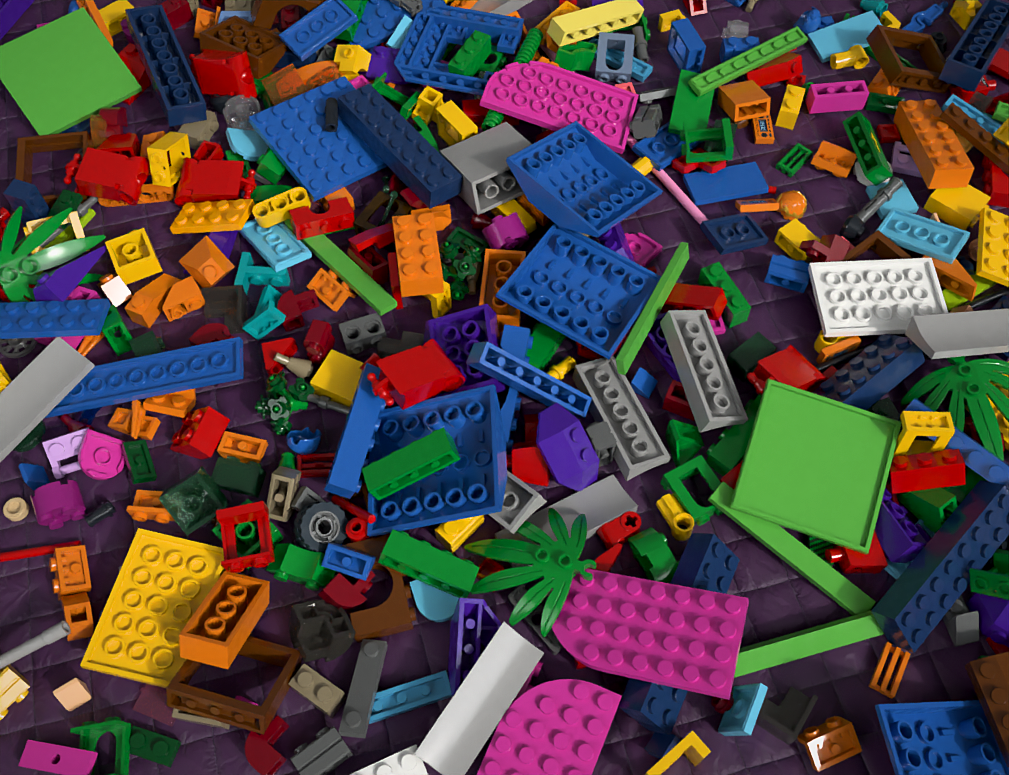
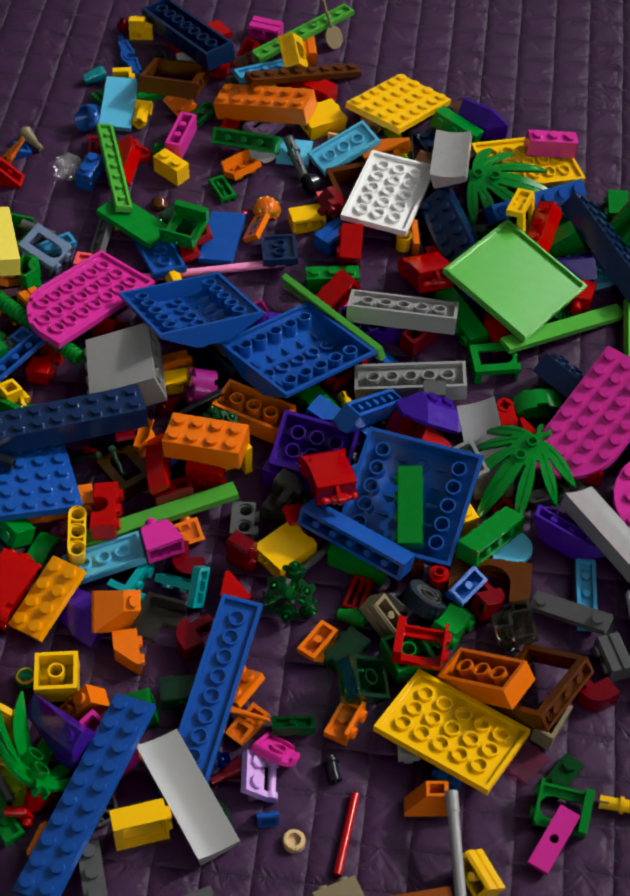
camera: 70 degrees left, 10 degrees down
(58, 503) = (314, 793): magenta brick -> none
(70, 571) = (381, 804): orange bracket -> none
(73, 694) = (497, 823): light nougat slope -> none
(148, 301) = (112, 674): orange slope -> none
(200, 433) = (287, 671): red slope -> none
(299, 269) = (161, 540): none -> dark pink torso
(299, 367) = (256, 577): dark tan cone -> none
(303, 441) = (334, 593): blue hair -> none
(317, 690) = (567, 639): dark tan brick -> none
(354, 509) = (419, 572): red bar -> none
(454, 124) = (58, 373): yellow window -> none
(479, 238) = (202, 402): none -> black bar
(646, 121) = (134, 255): dark grey brick -> none
(666, 18) = (24, 196): yellow bracket -> none
(675, 516) = (515, 381): yellow piece -> none
(683, 441) = (447, 353): green slope -> none
(686, 46) = (66, 211): blue window -> none
(743, 100) = (151, 188): orange brick -> none
(745, 357) = (395, 282): clear green brick -> none
(763, 130) = (173, 192): orange tile -> none
(773, 289) = (350, 248): none -> red brick

